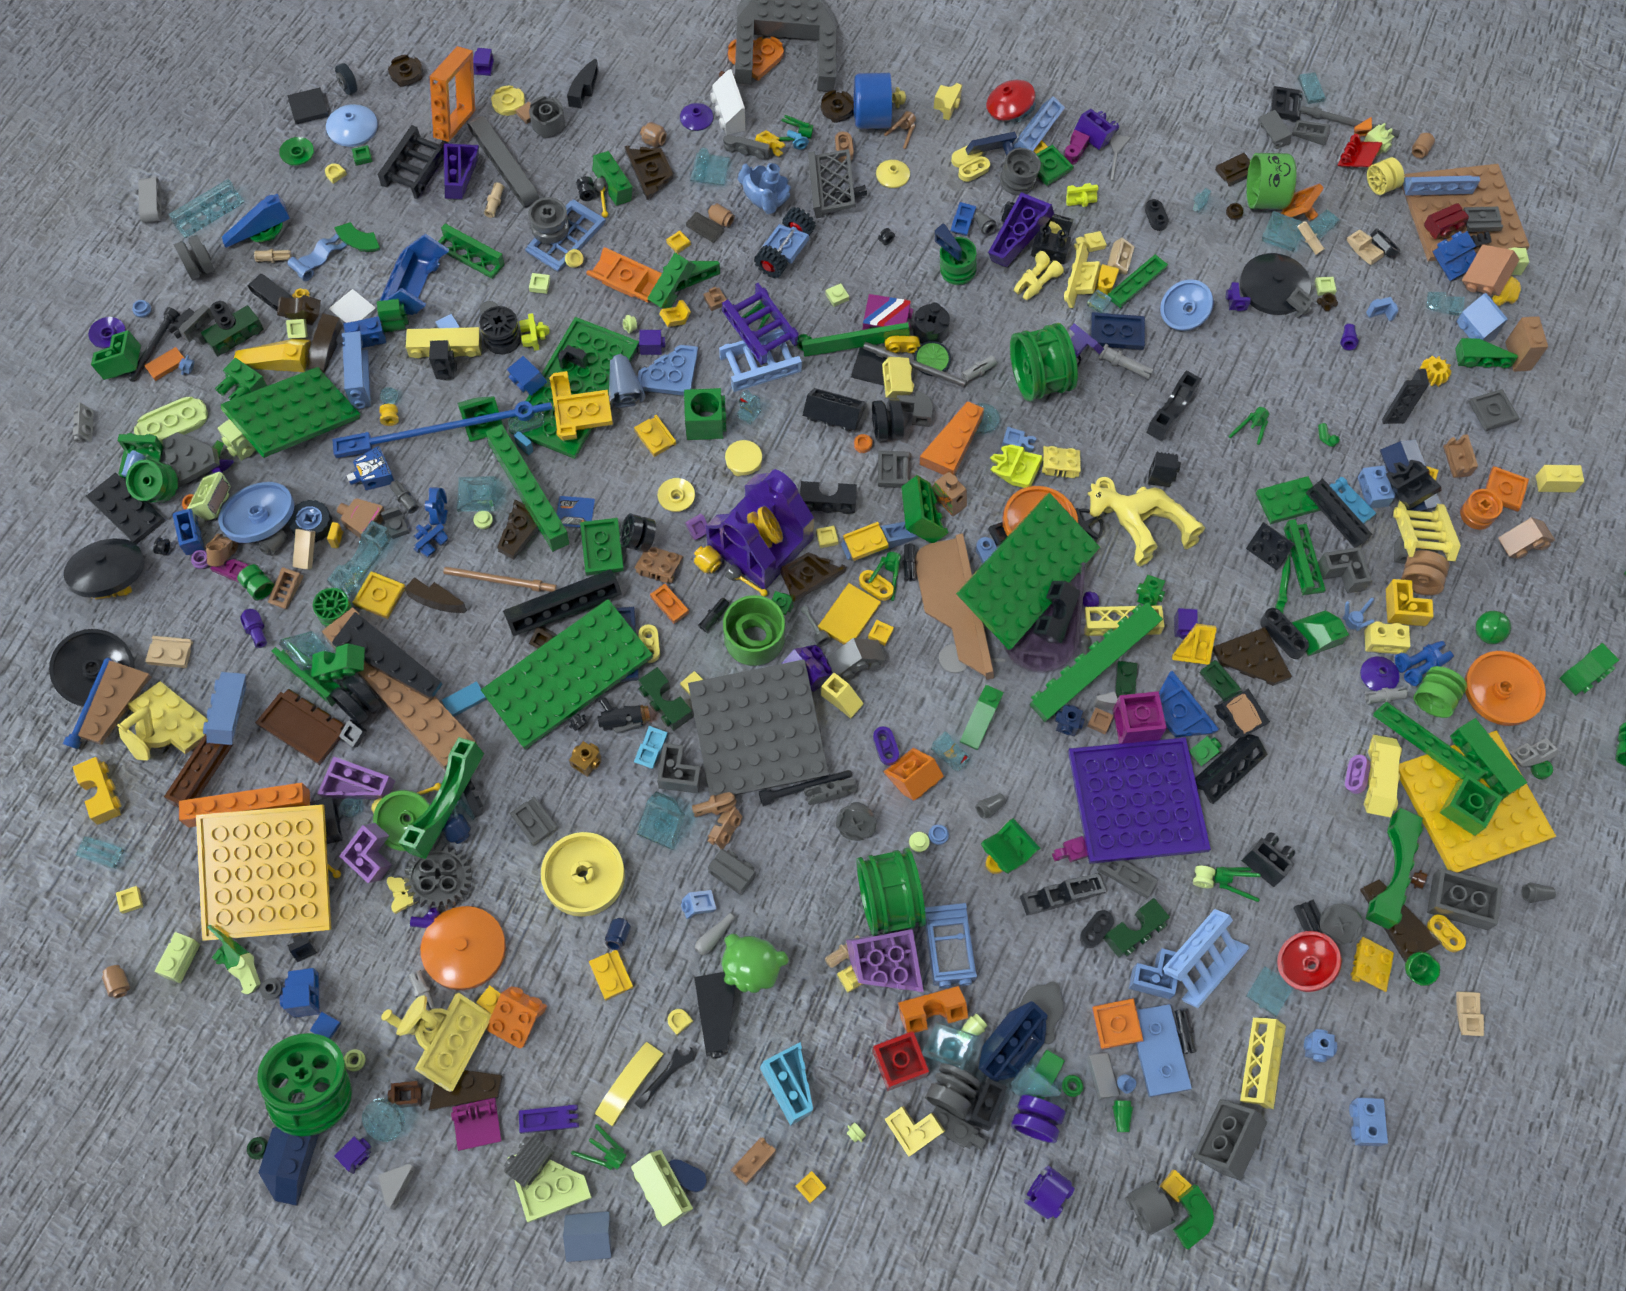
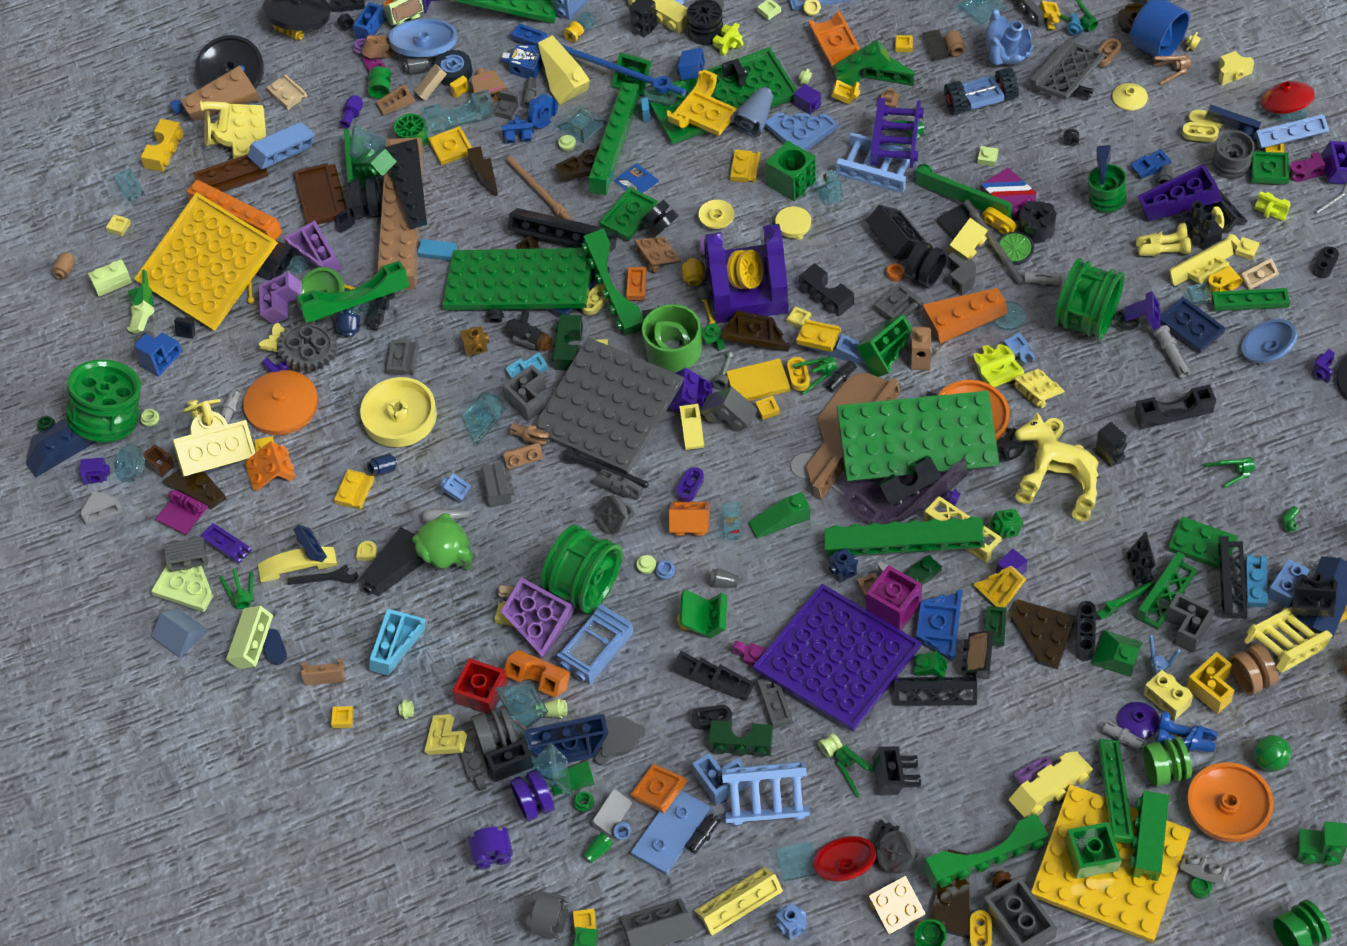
camera: 50 degrees right, 10 degrees down
(325, 1025) = (153, 385): blue tile -> none
(420, 458) = (563, 73): none -> light yellow wedge
(620, 598) = (627, 313): none -> green arch
(638, 1060) = (309, 542): none -> dark blue plate

